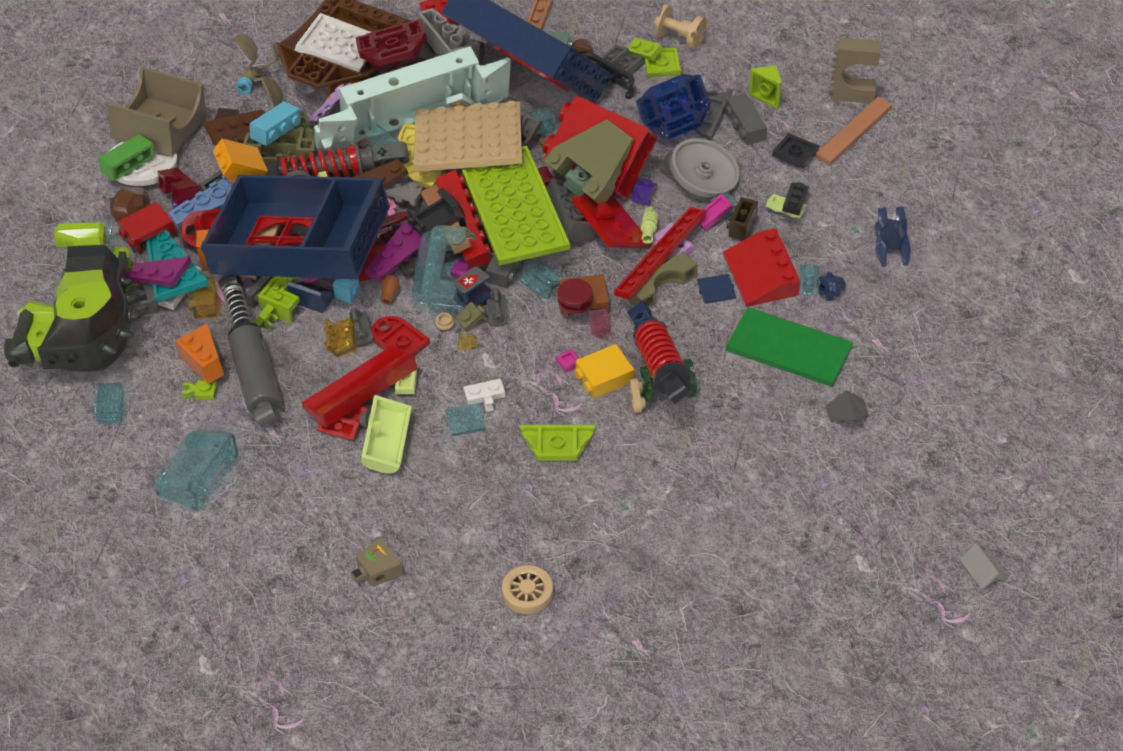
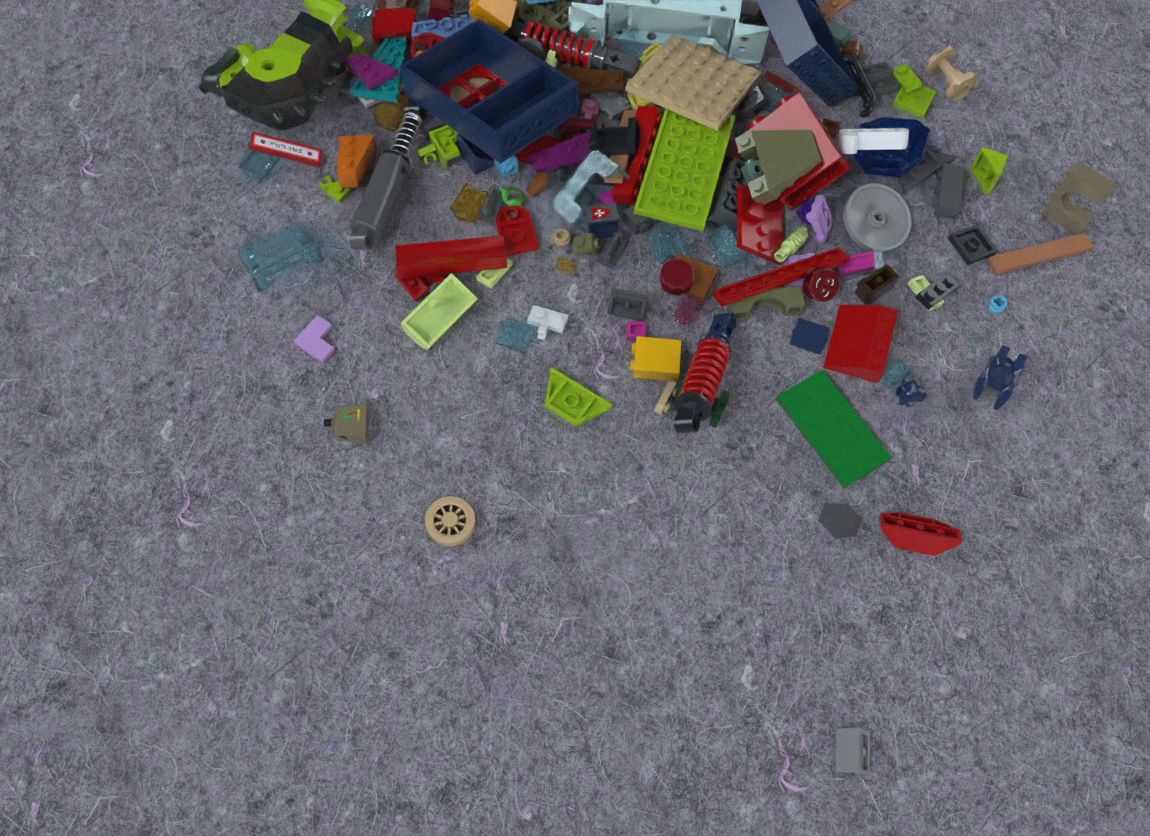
camera: 30 degrees right, 15 degrees up
(130, 378) = (285, 149): none -> tile
(283, 522) = (311, 339): none -> lavender tile
(368, 312) = (515, 201): none -> bright green piece
(536, 103) = (782, 84): none -> clear red tile
(545, 343) = (627, 304): none -> dark grey hinge
(595, 253) = (725, 244): none -> clear light blue brick
(659, 105) = (872, 139): none -> white beam
(659, 192) = (820, 218): none -> lavender plate
(697, 241) = (820, 284): none -> dark red head
(849, 185) = (1001, 301): none -> medium azure bush
(918, 384) = (919, 533): none -> red wedge

